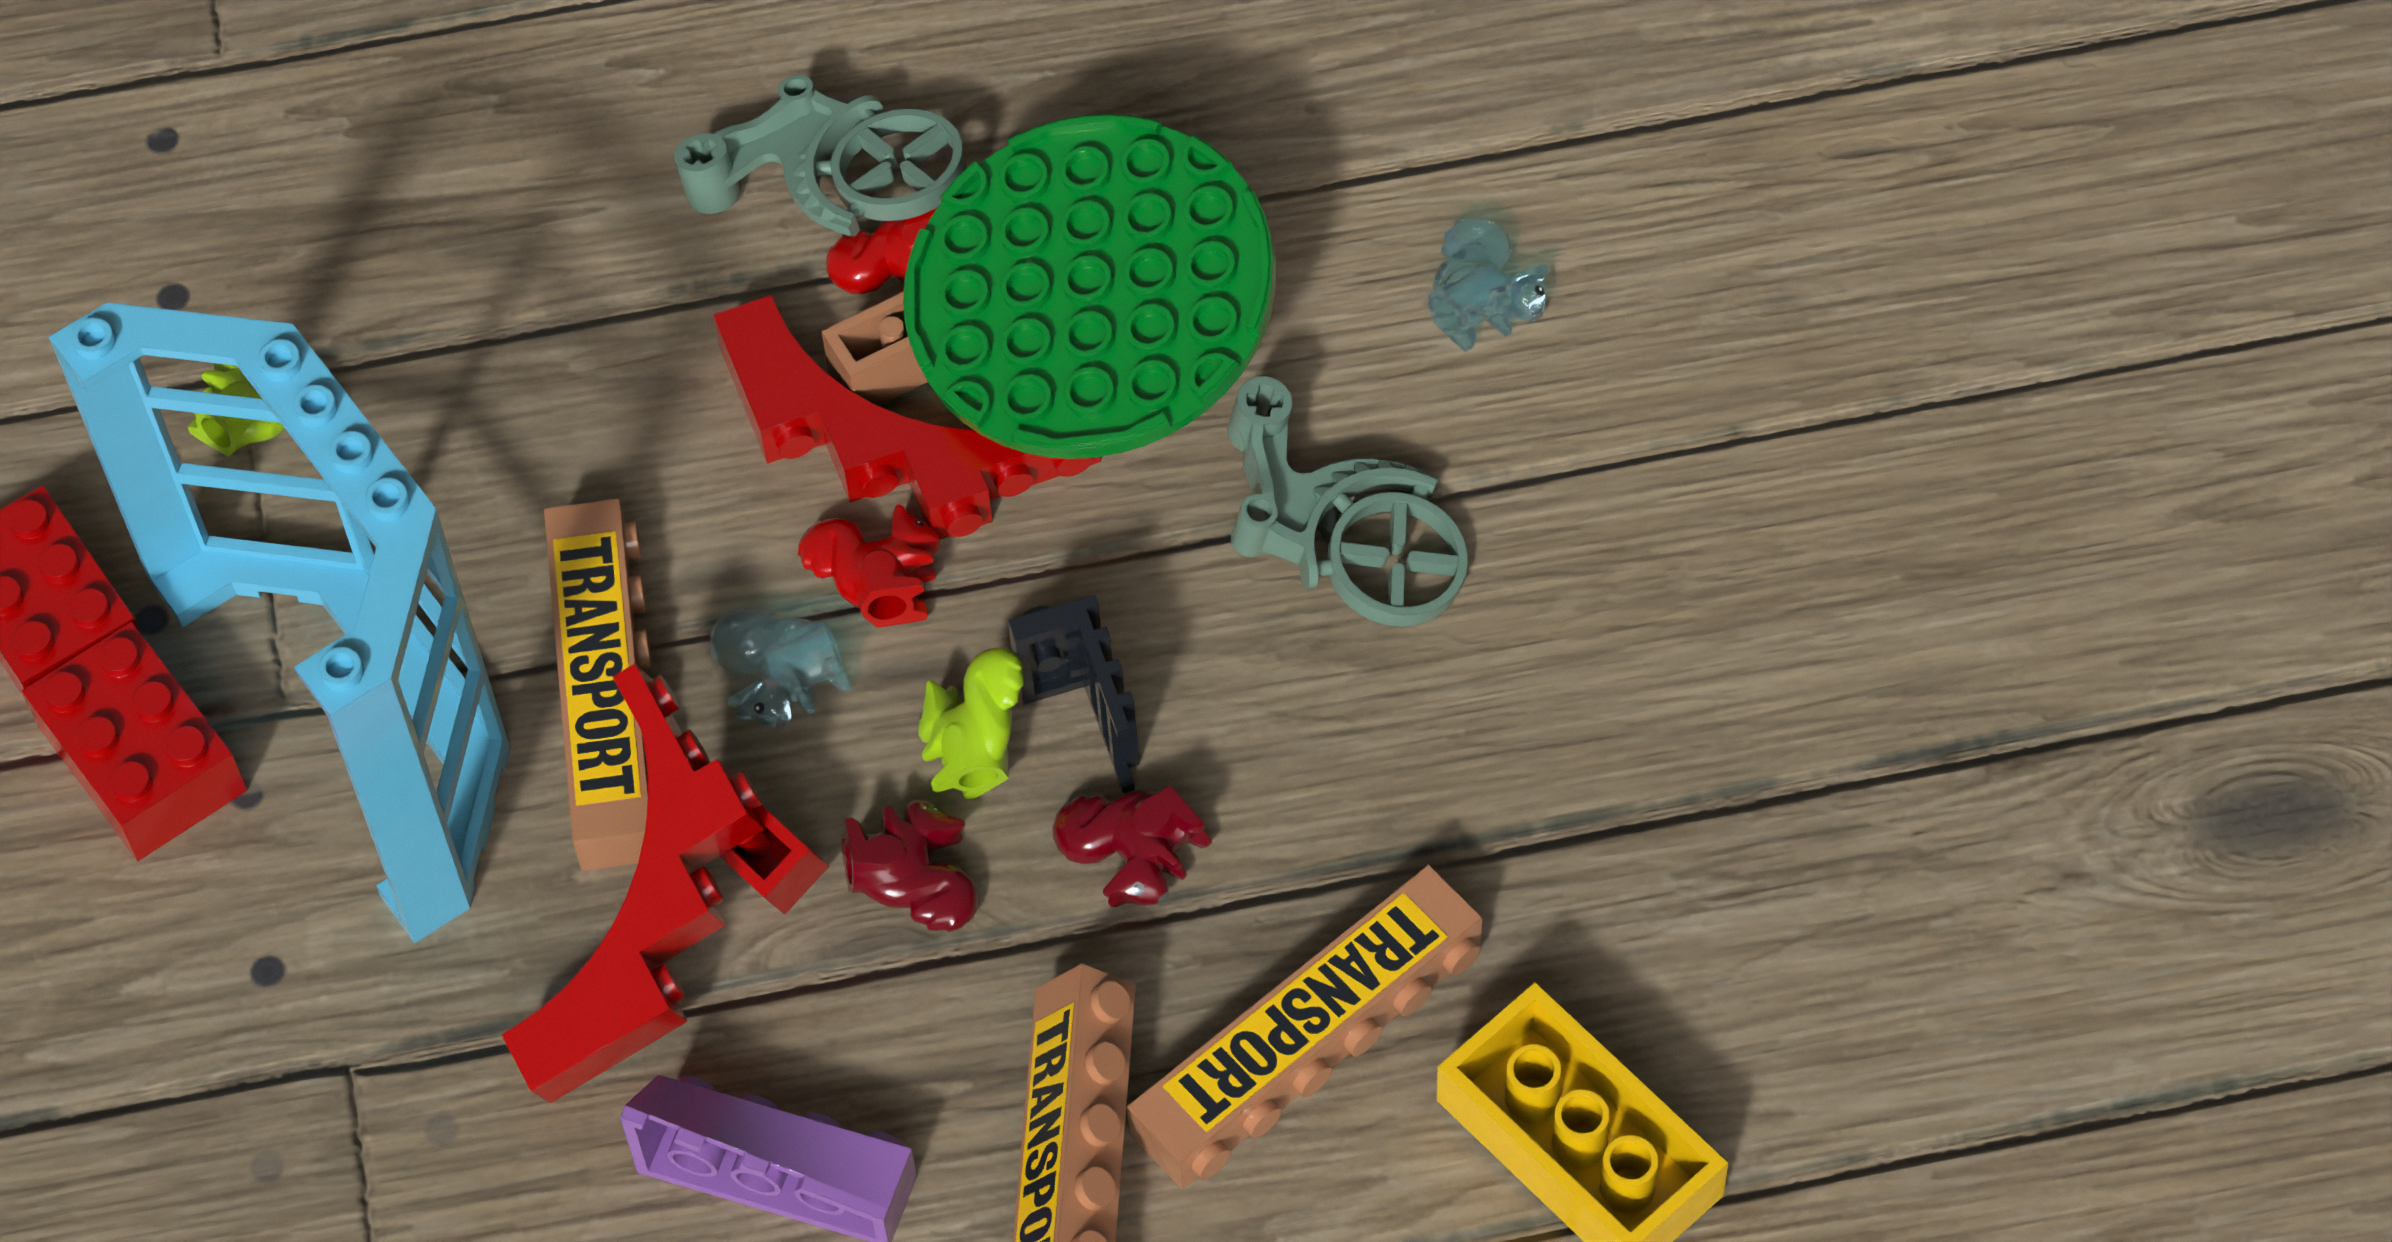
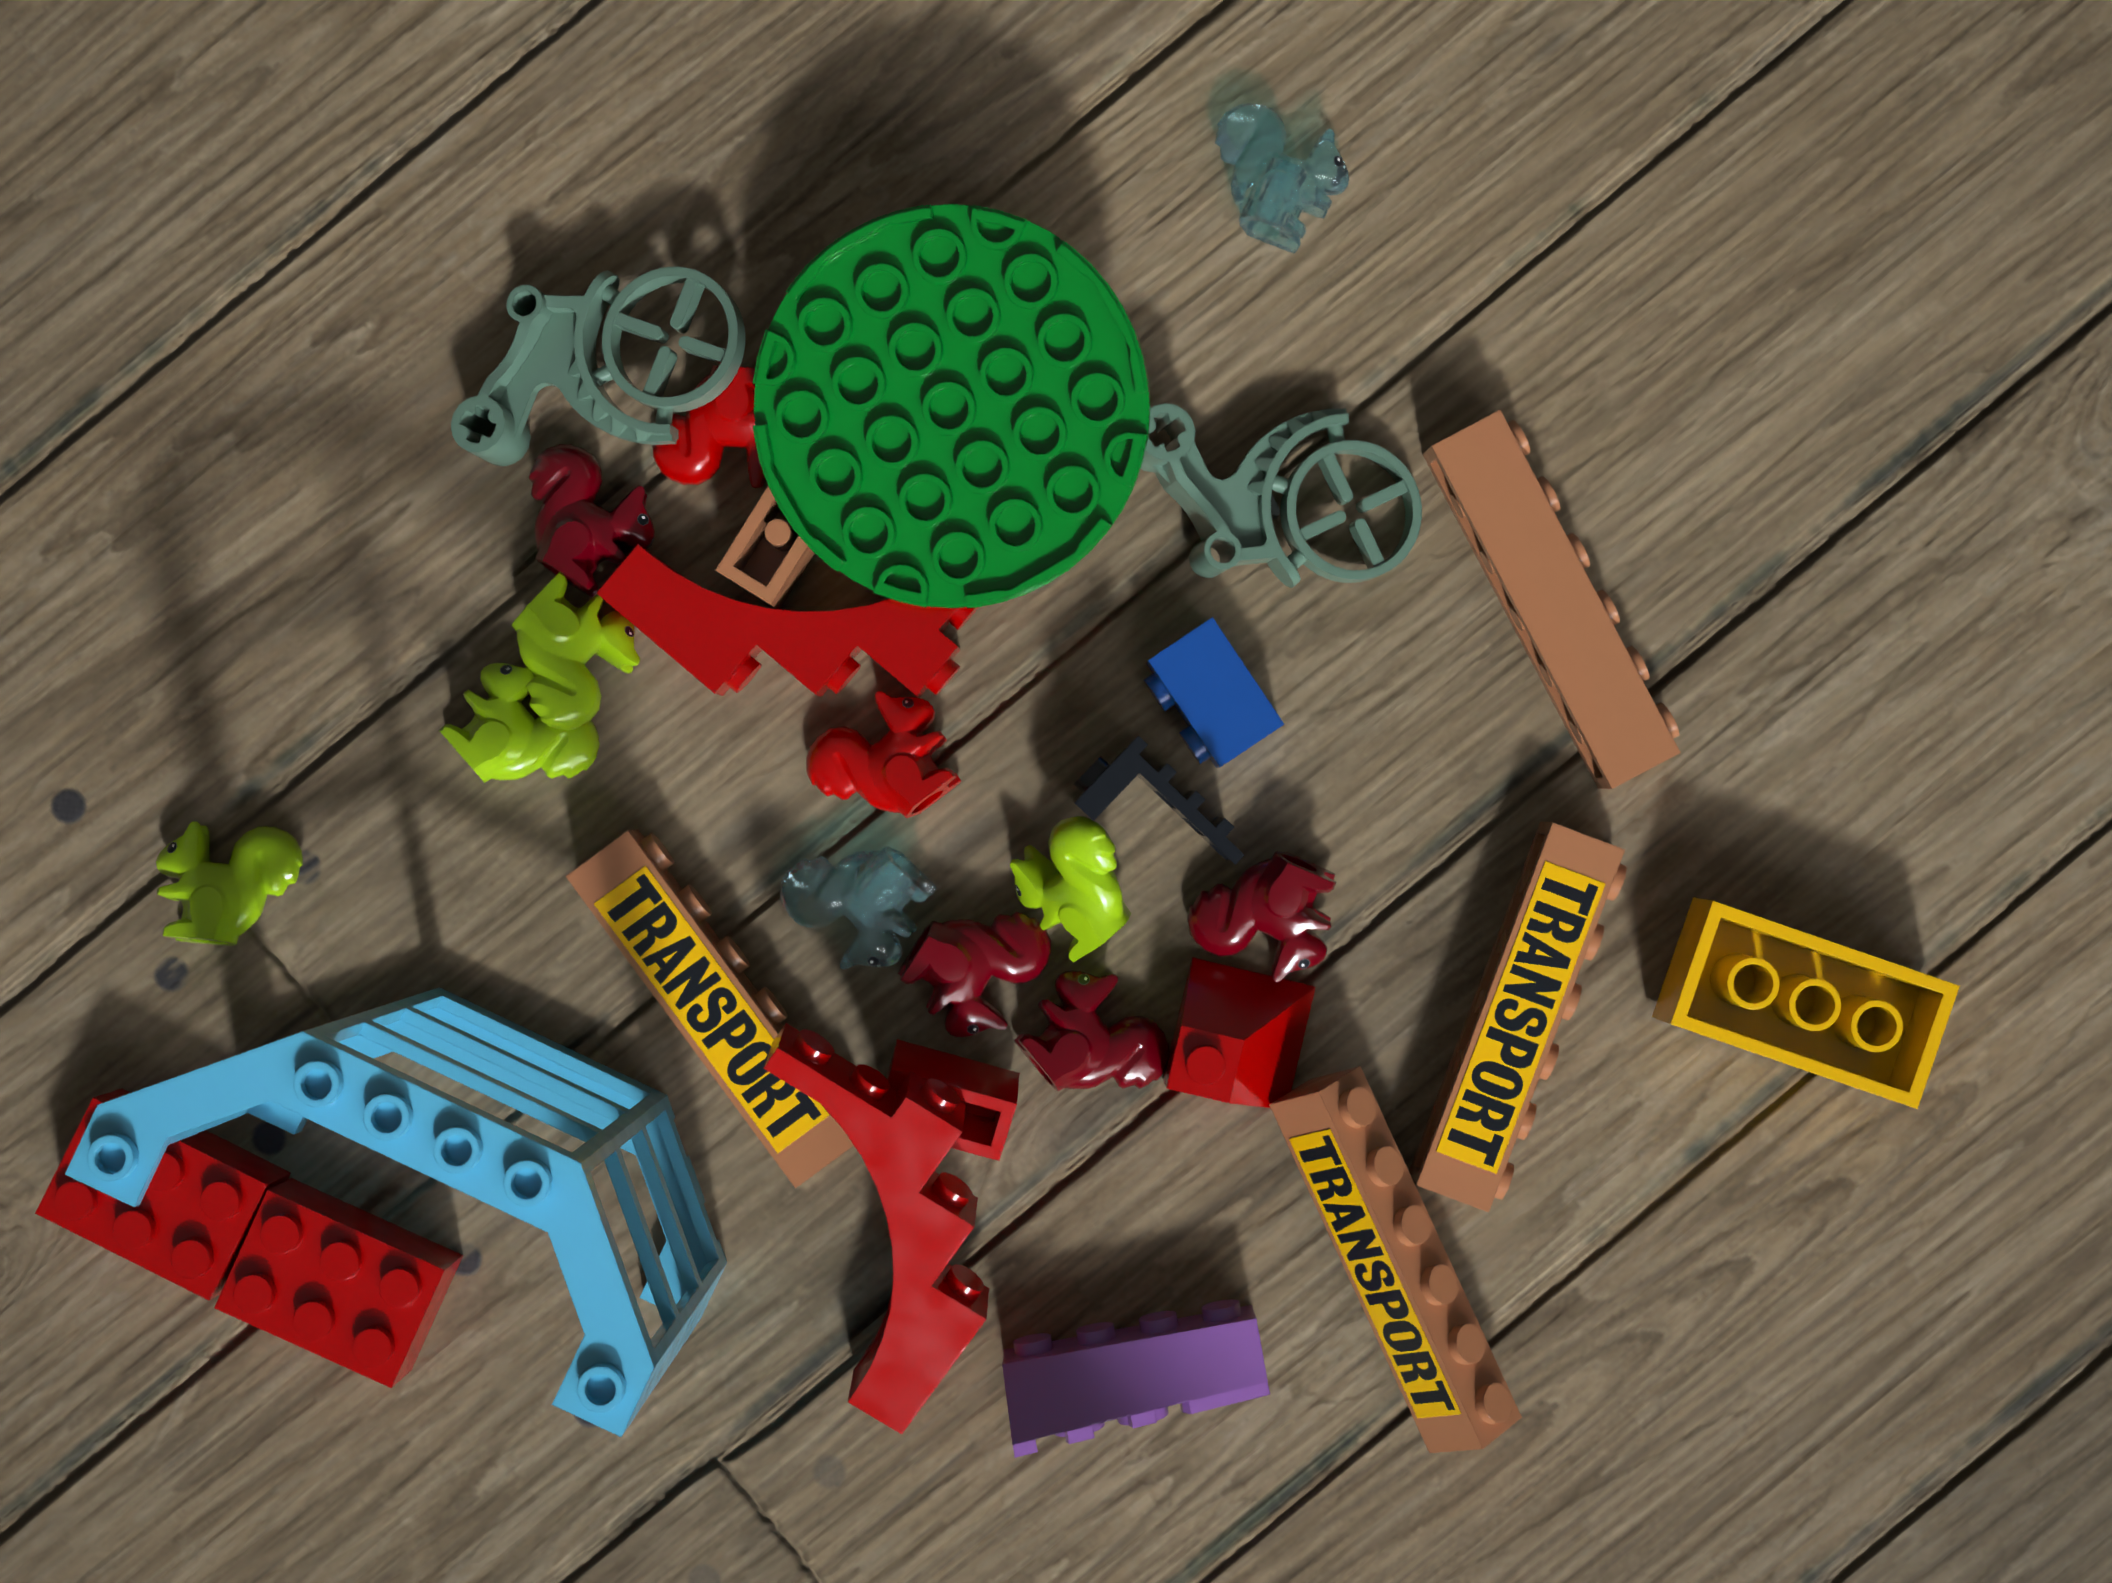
camera: 30 degrees left, 30 degrees up
(567, 399) = (509, 741): none -> lime animal
(661, 345) = (558, 643): none -> lime animal
(729, 270) = (573, 530): none -> dark red animal
(836, 747) = (963, 957): none -> dark red animal
(1036, 922) = (1237, 1035): none -> red slope
(1188, 640) = (1212, 694): none -> blue brick
(1535, 708) = (1552, 601): none -> nougat brick

